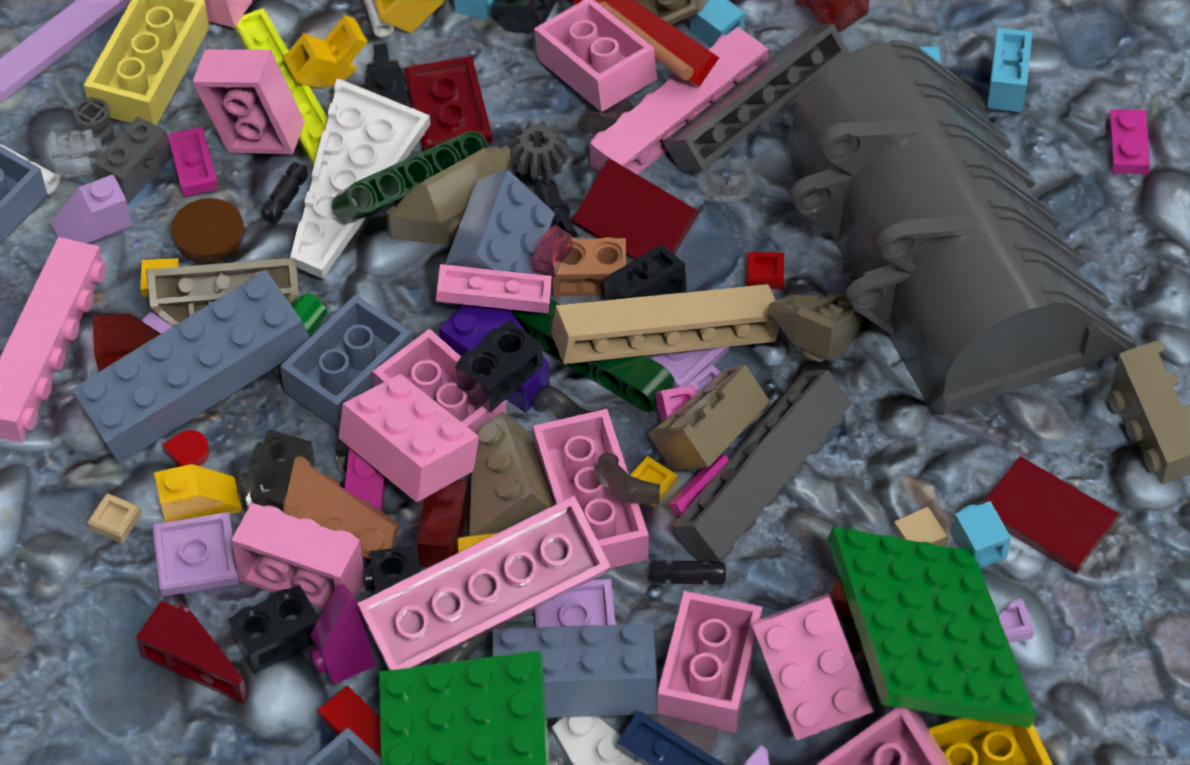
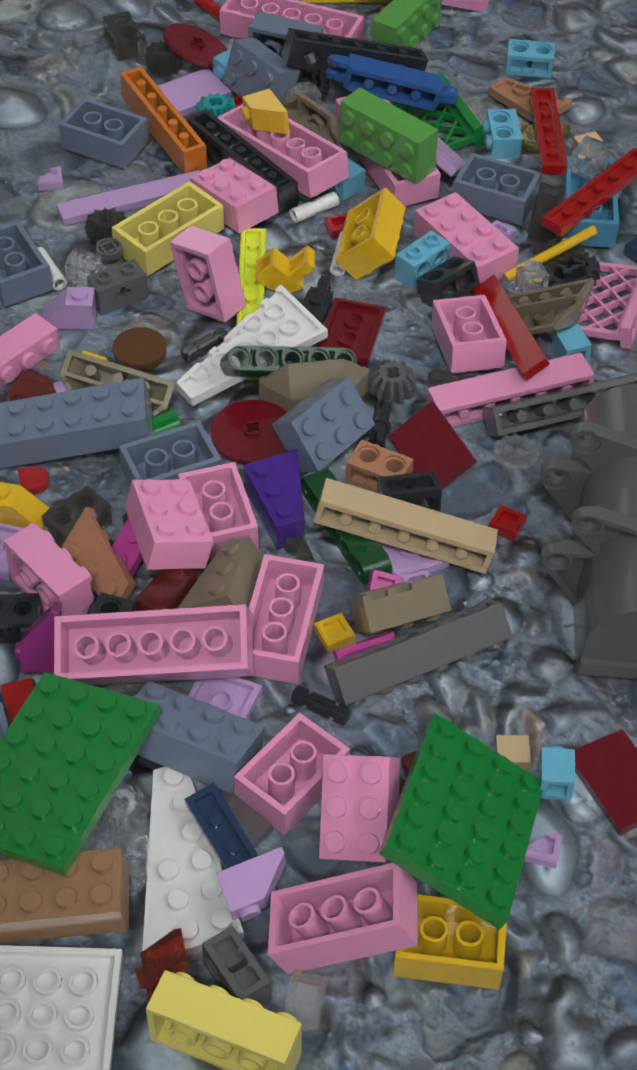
camera: 25 degrees right, 5 degrees down
(62, 84) = (101, 222): none -> clear smoke gear
(192, 161) = (157, 303): dark pink plate -> none
(390, 265) = (232, 428): none -> dark red piece
(494, 288) = (294, 452): bright pink plate -> none
(503, 369) = (262, 502): black brick -> none
(552, 251) = (353, 445): clear pink piece -> none
(622, 485) = (300, 620): clear smoke arm -> none
(661, 53) = (511, 346): nougat bar -> none
(818, 323) = (516, 571): dark tan wedge -> none

